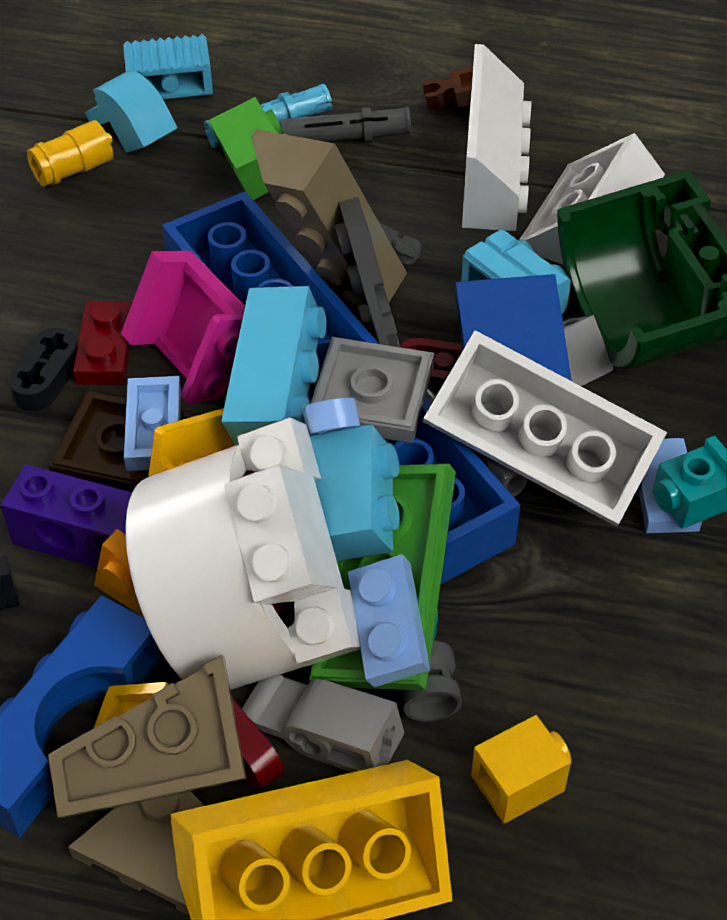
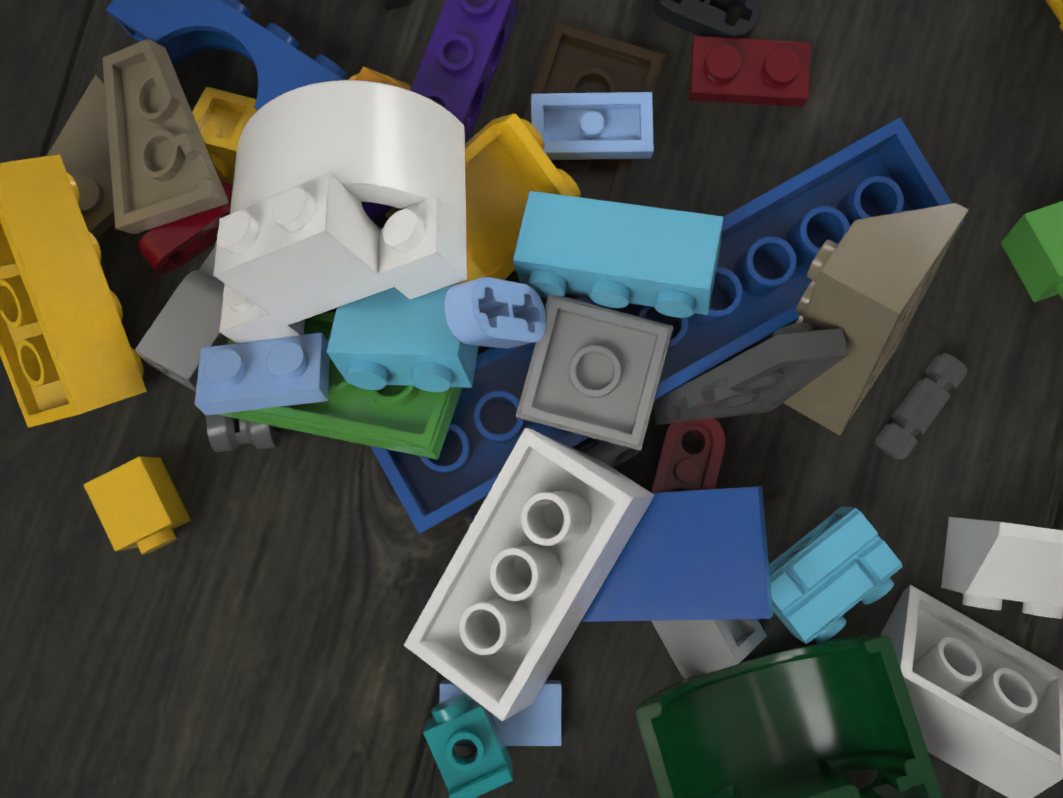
camera: 90 degrees right, 35 degrees up
(189, 320) = (776, 145): dark pink panel -> none

